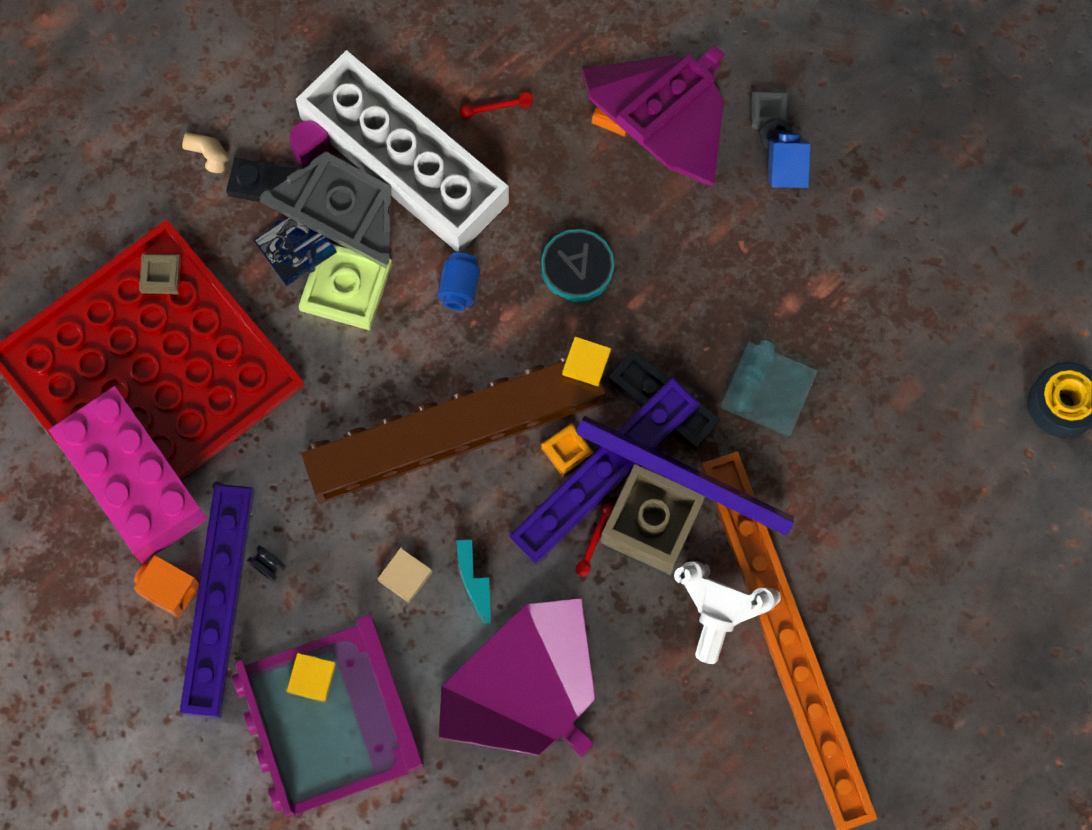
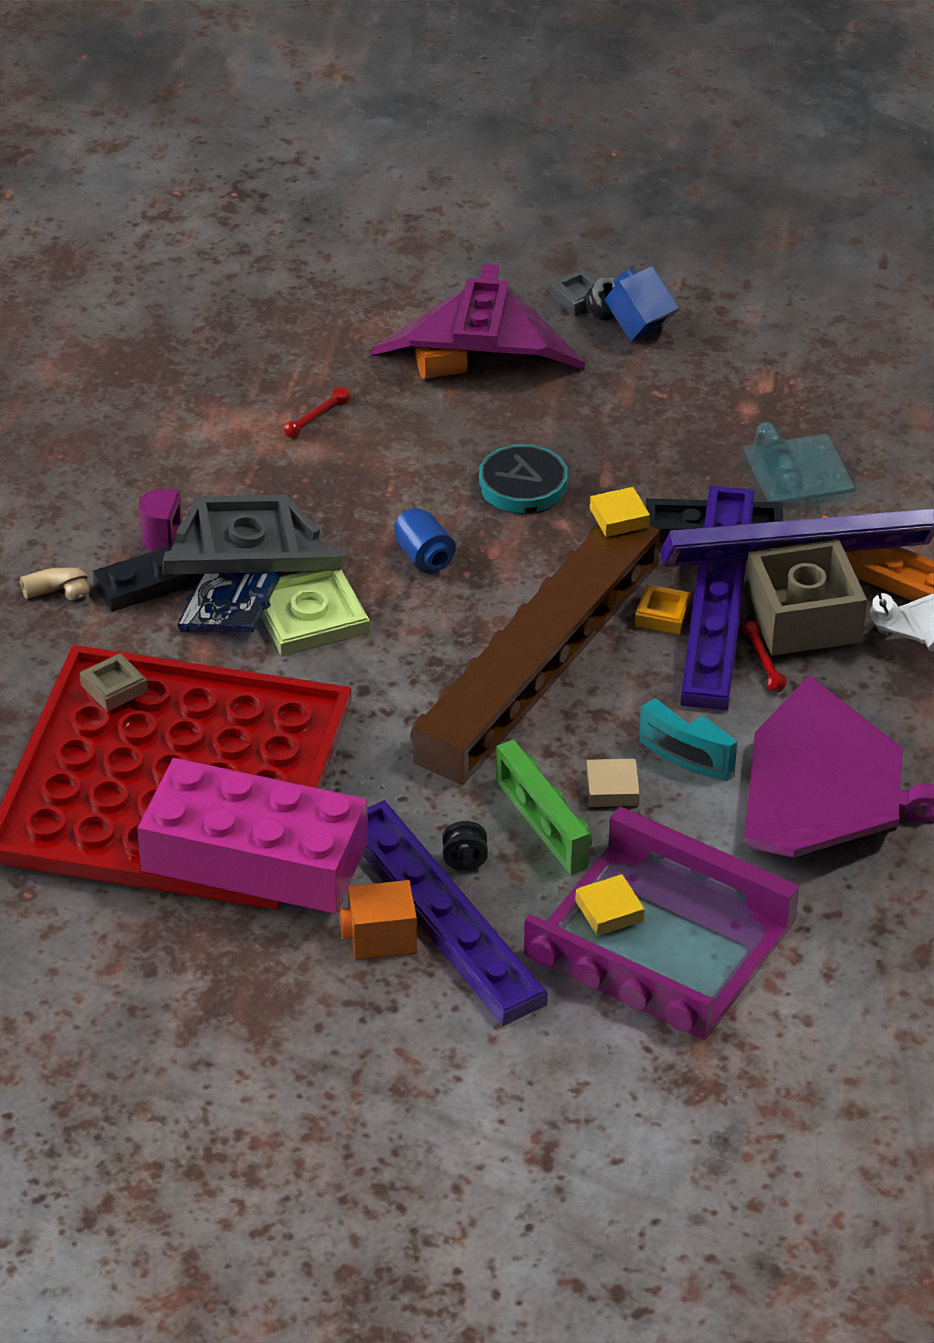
camera: 35 degrees left, 30 degrees down
(339, 568) = (543, 807): none -> bright green plate
(404, 150) = (326, 470): white brick -> none

